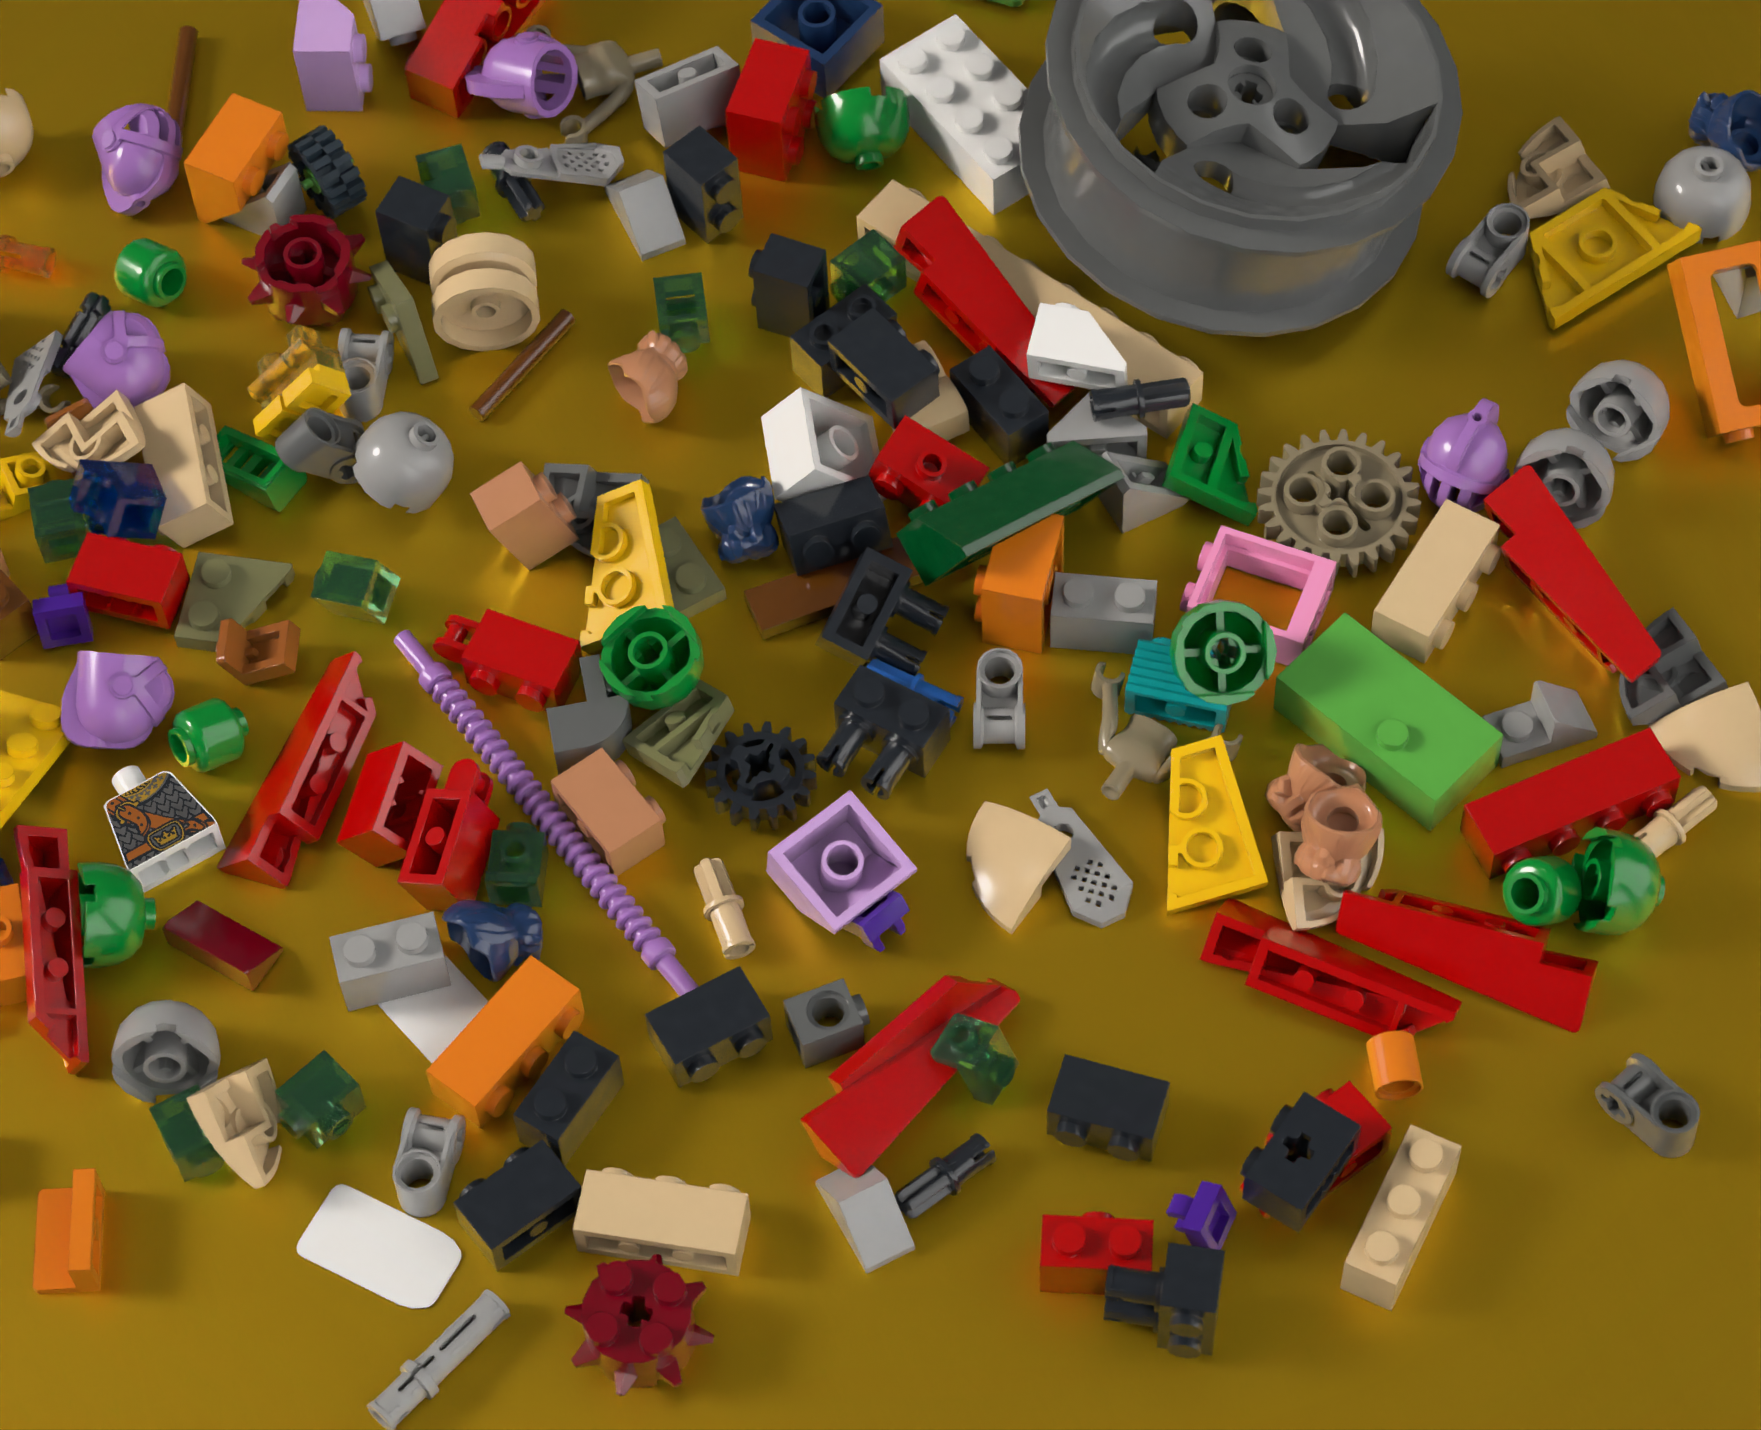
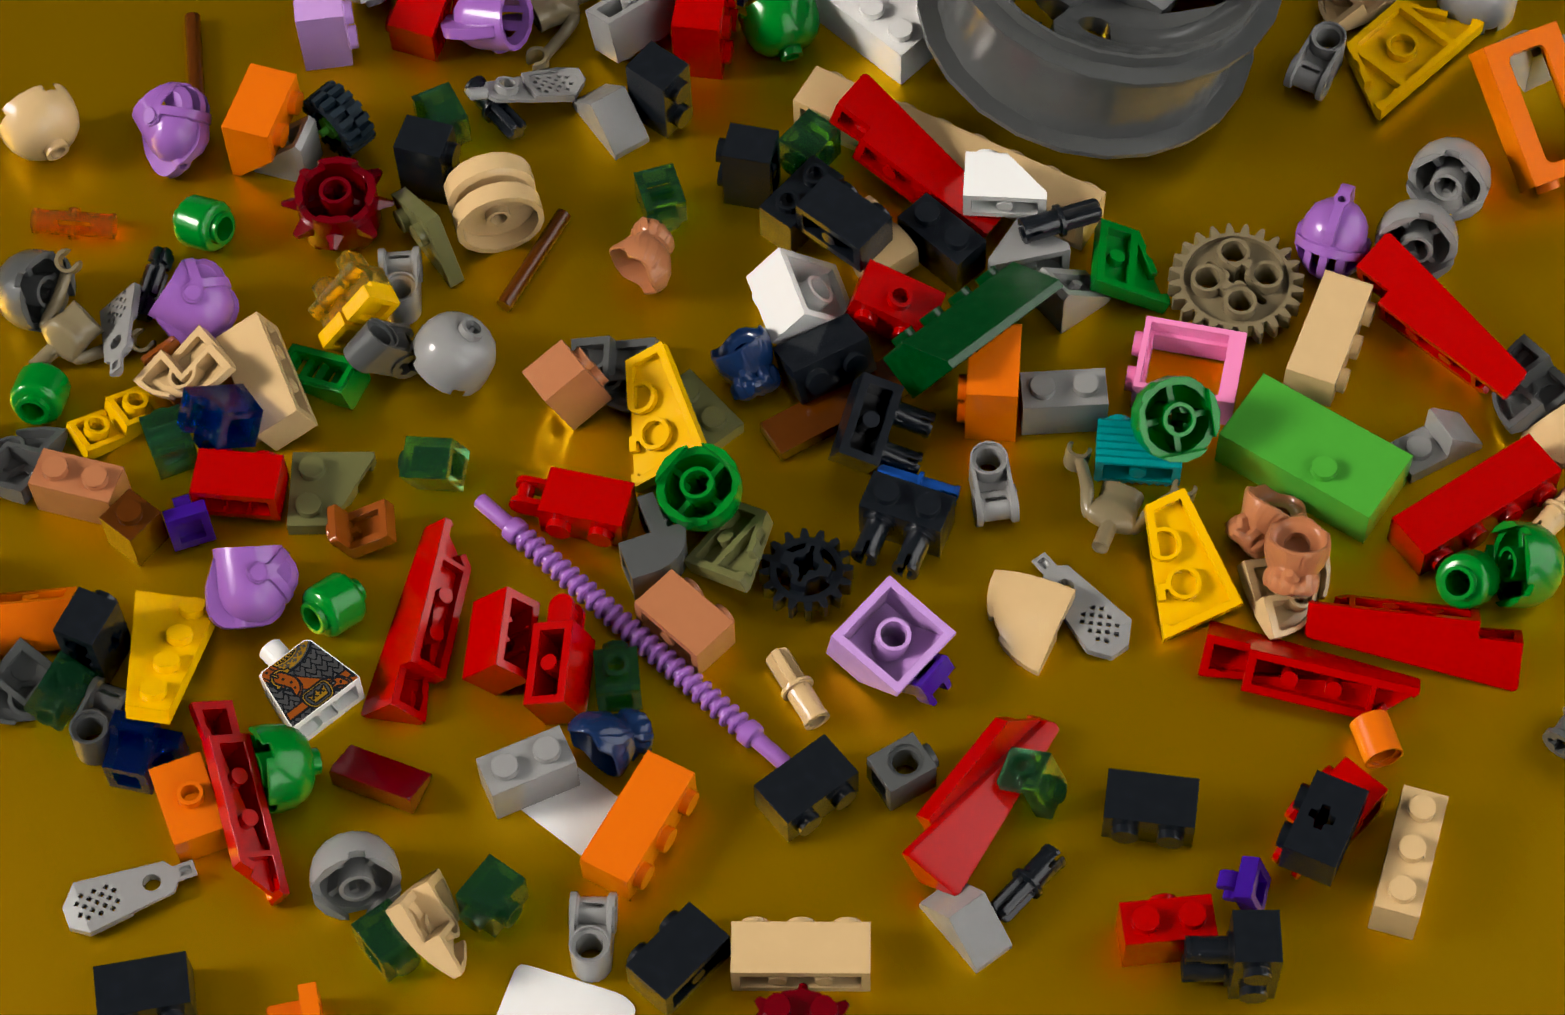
camera: 10 degrees left, 0 degrees up
(569, 1096) = (702, 862): black brick -> none

